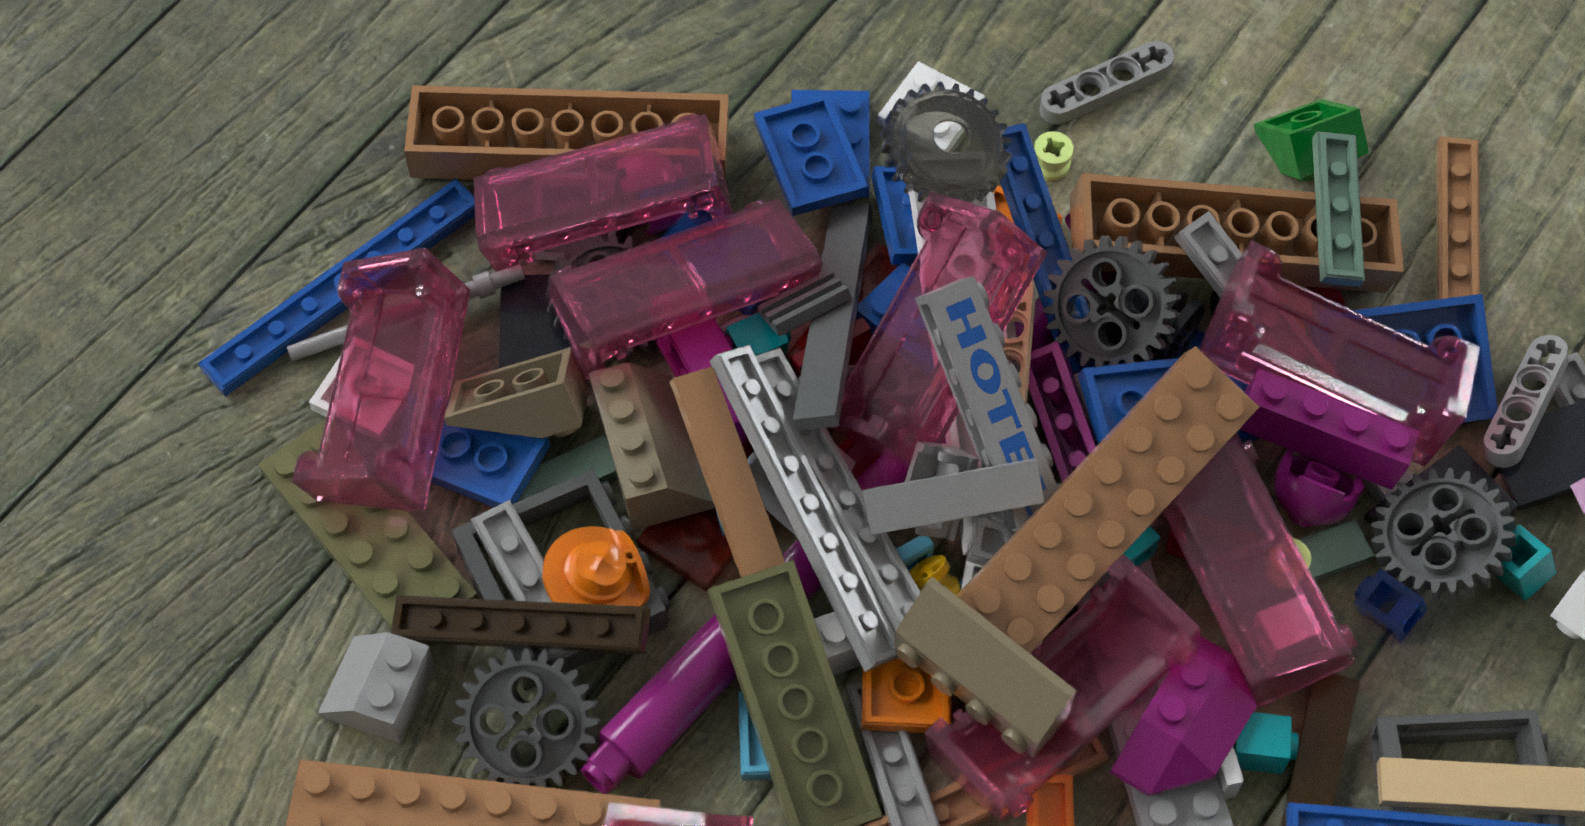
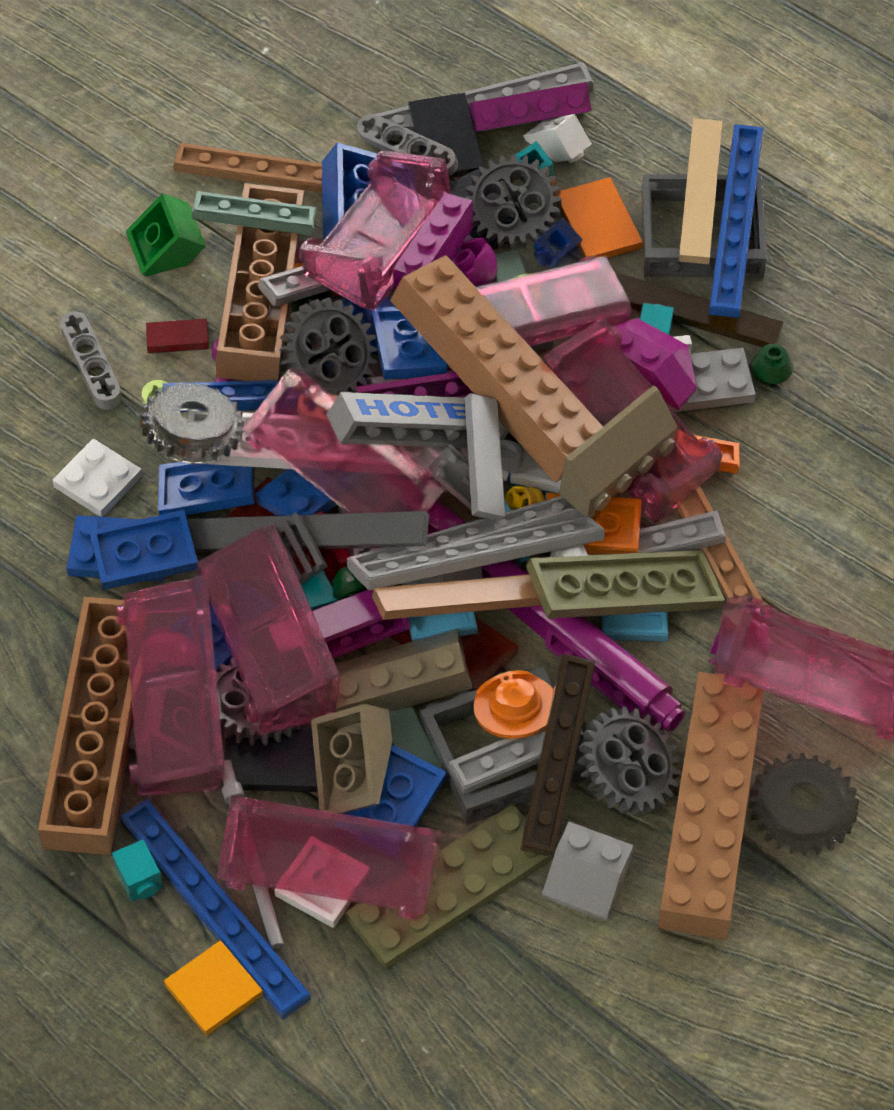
camera: 85 degrees left, 5 degrees down
(235, 292) = (213, 988): none -> light orange tile
(379, 200) = (137, 871): none -> teal brick
(1157, 157) = (177, 335): none -> dark red tile
(1455, 663) = (600, 219): none -> orange tile

